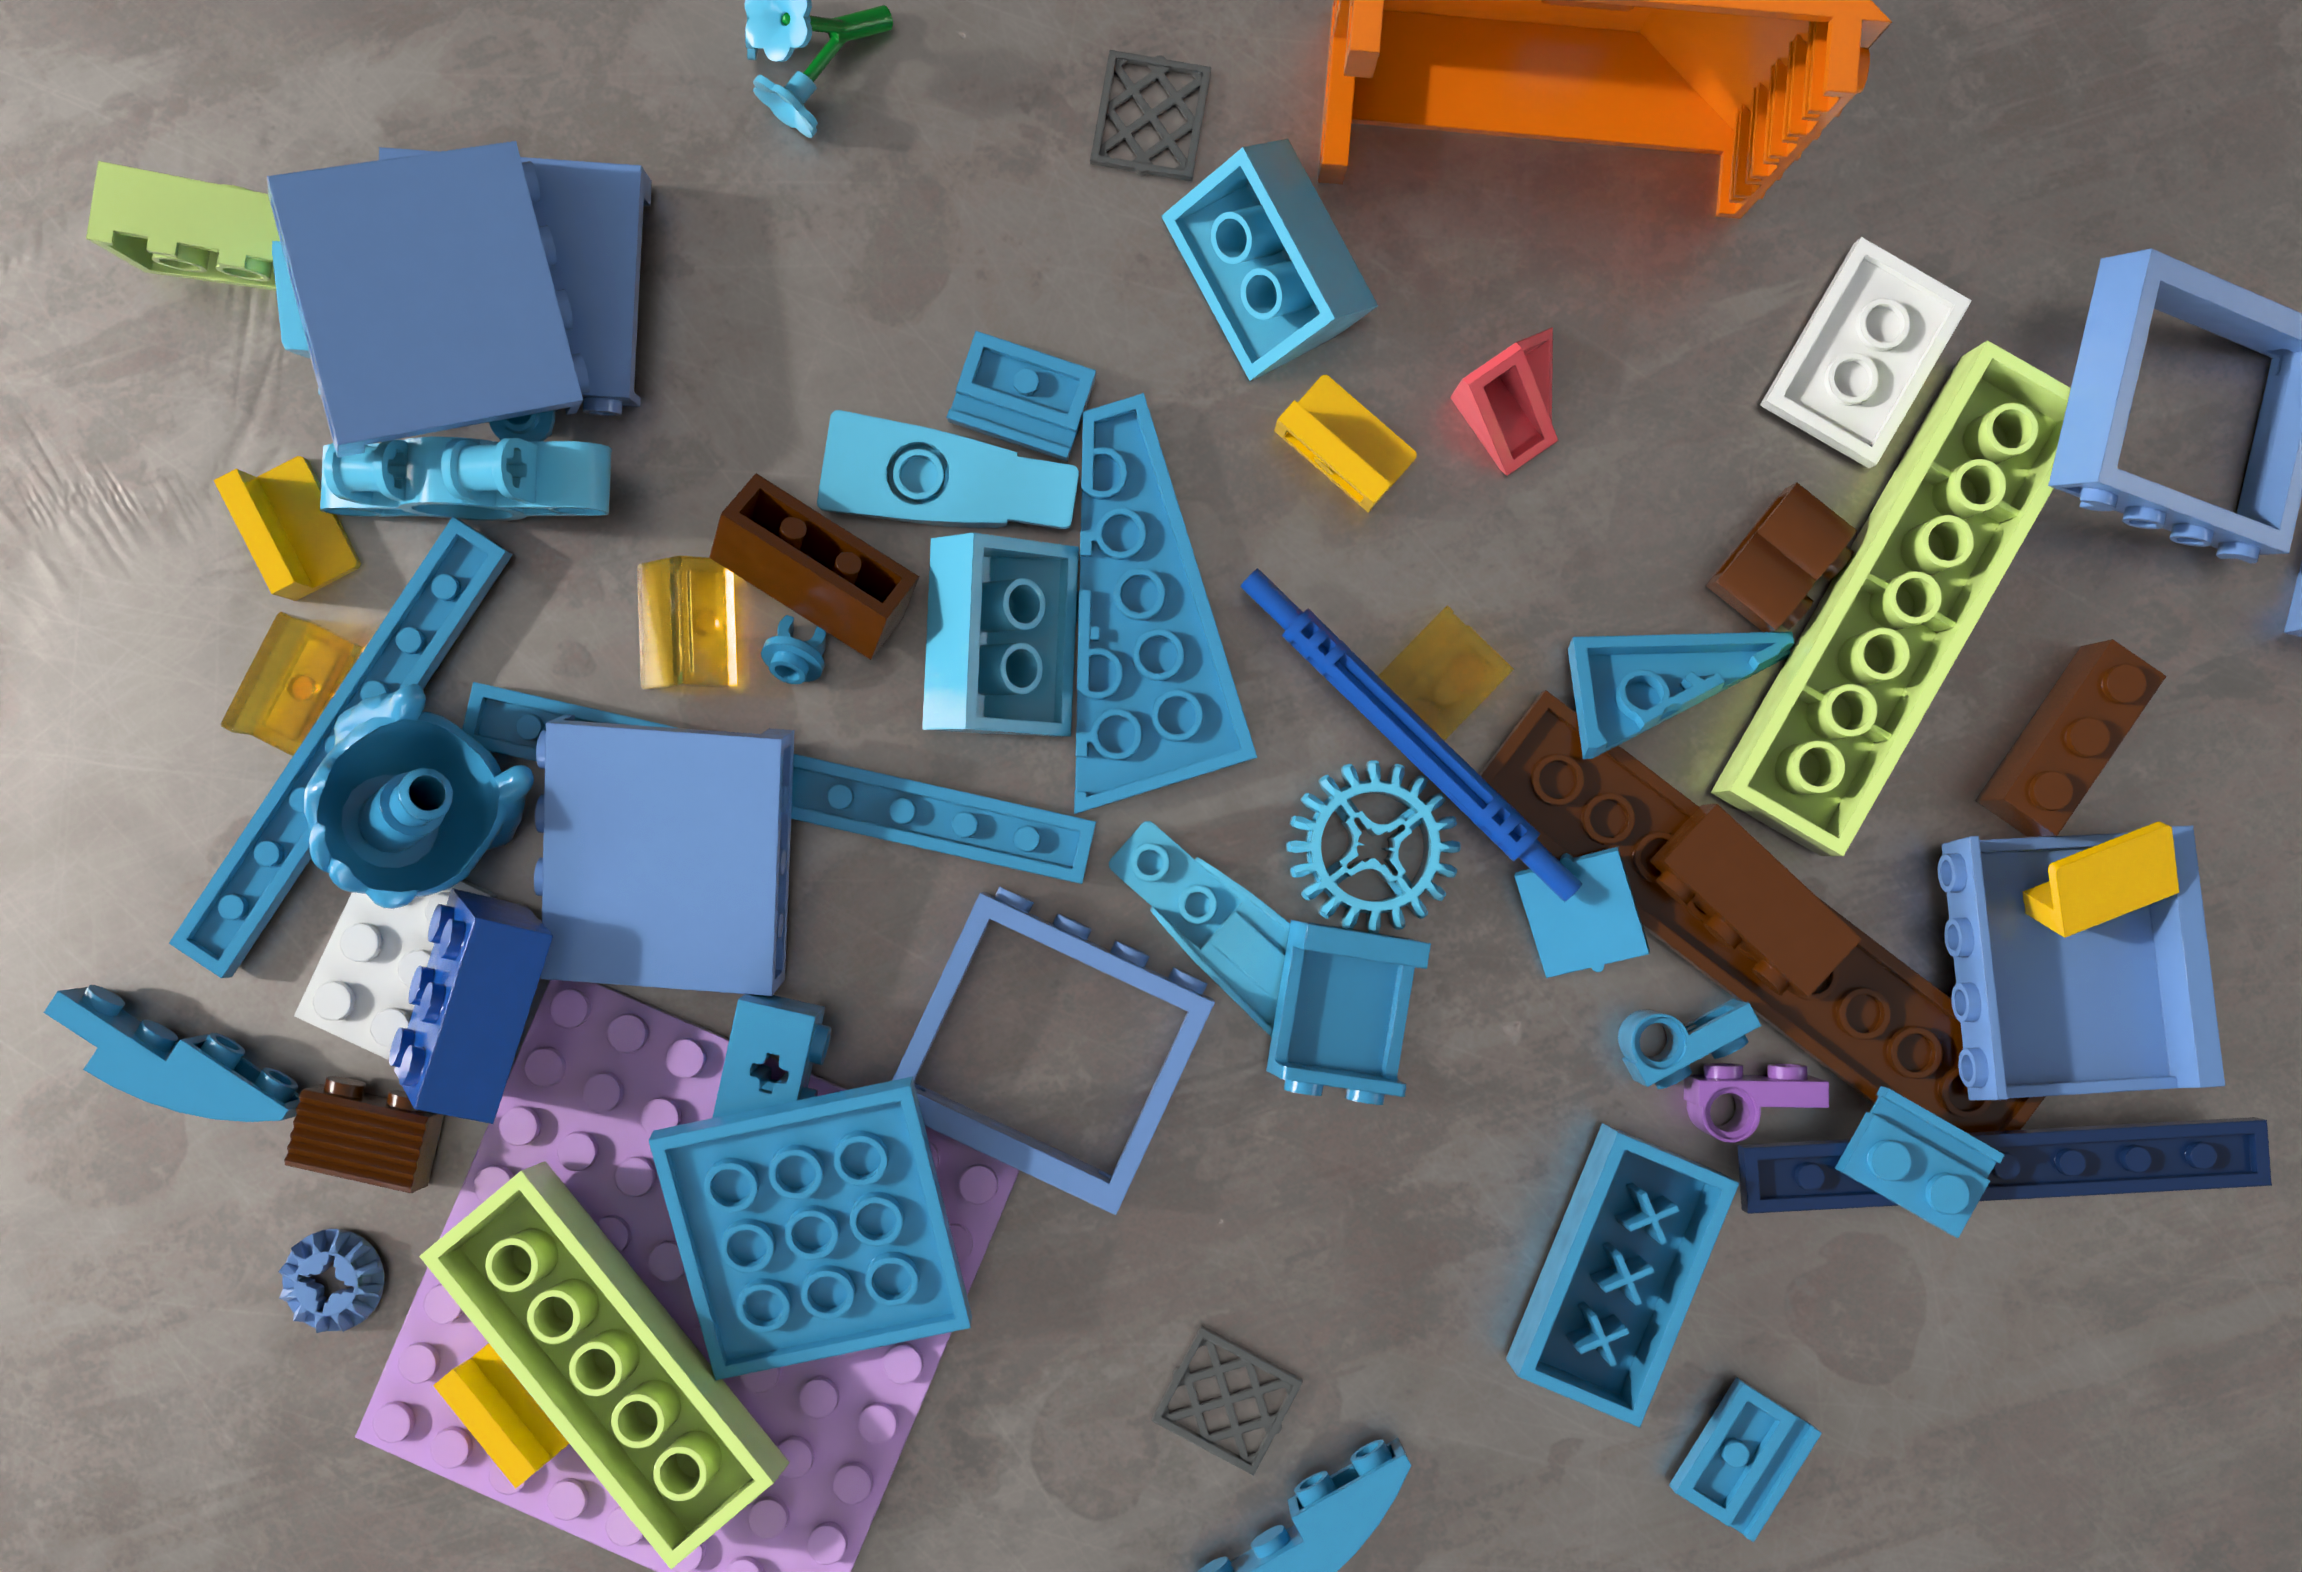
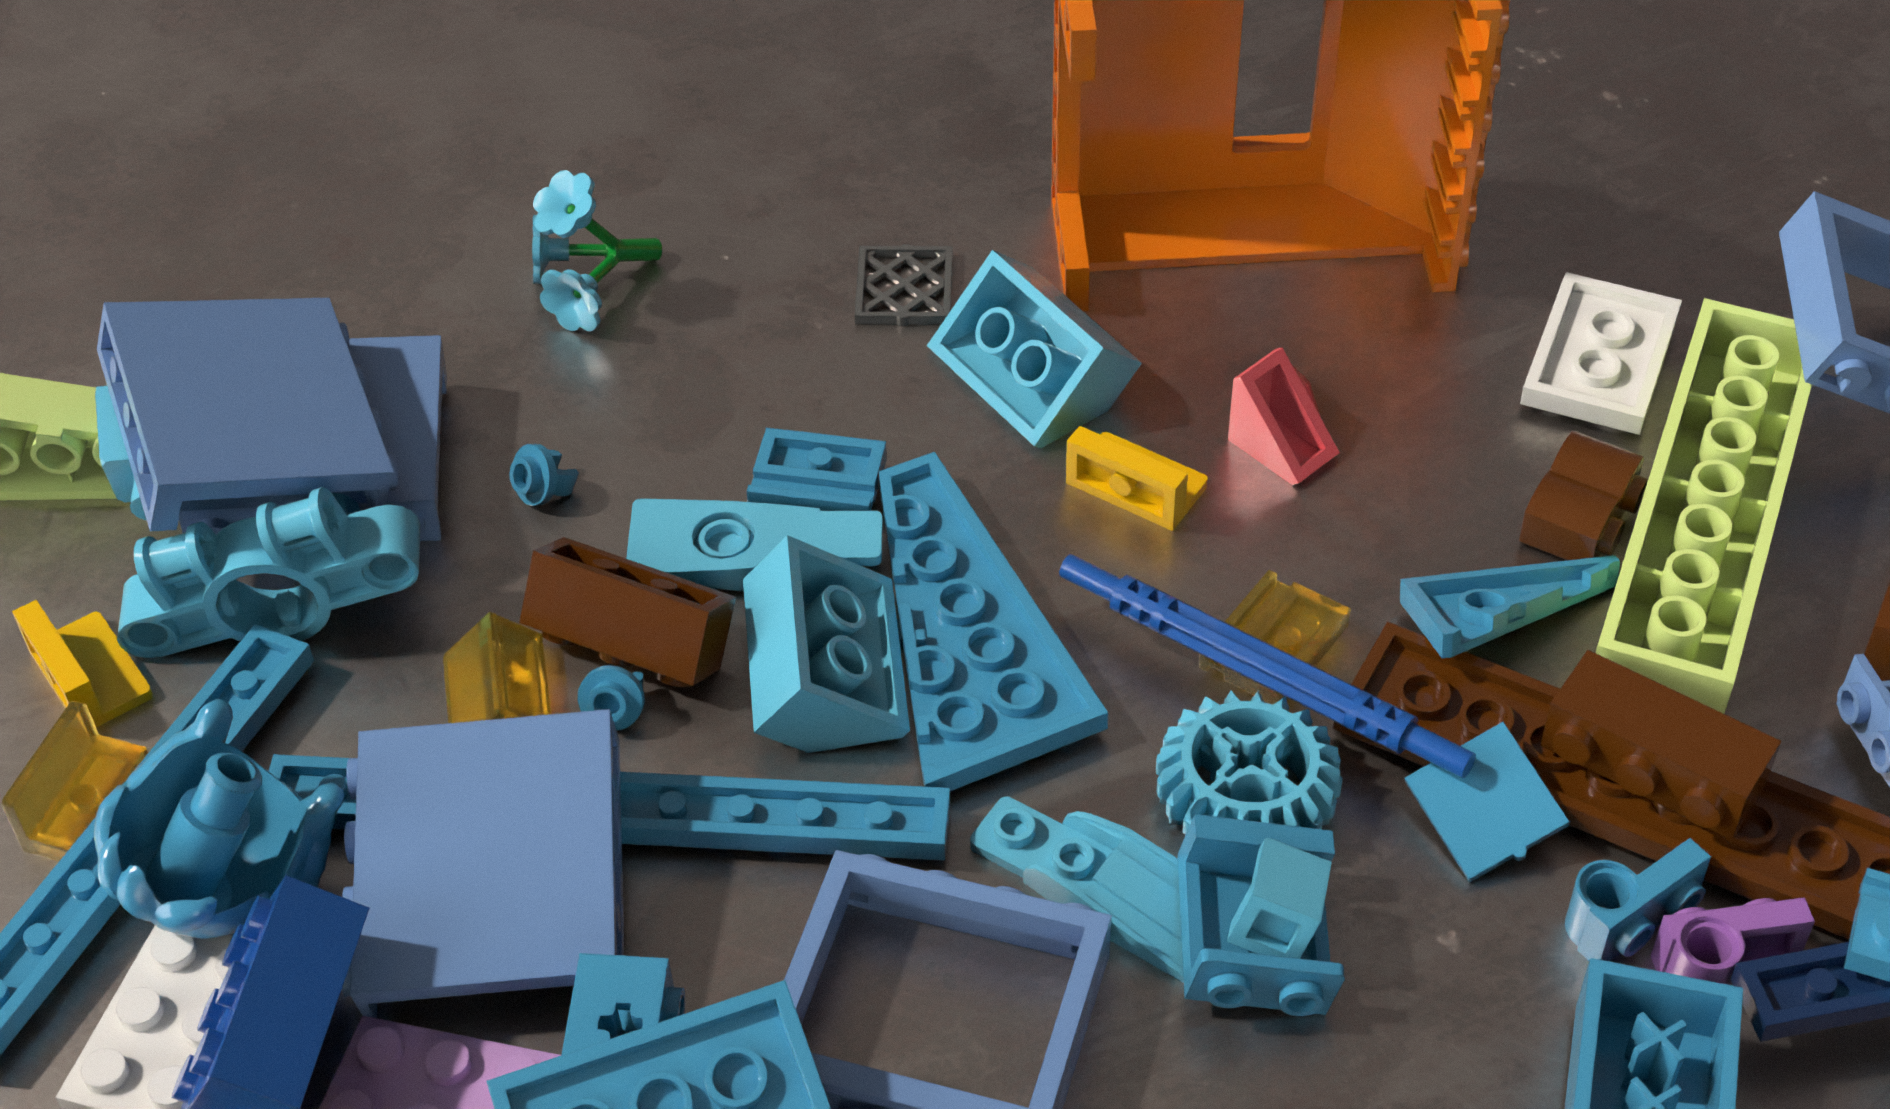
camera: 10 degrees left, 40 degrees down
(735, 355) = (537, 477): none -> dark azure plate
(1371, 1014) = (1282, 901): none -> medium azure panel

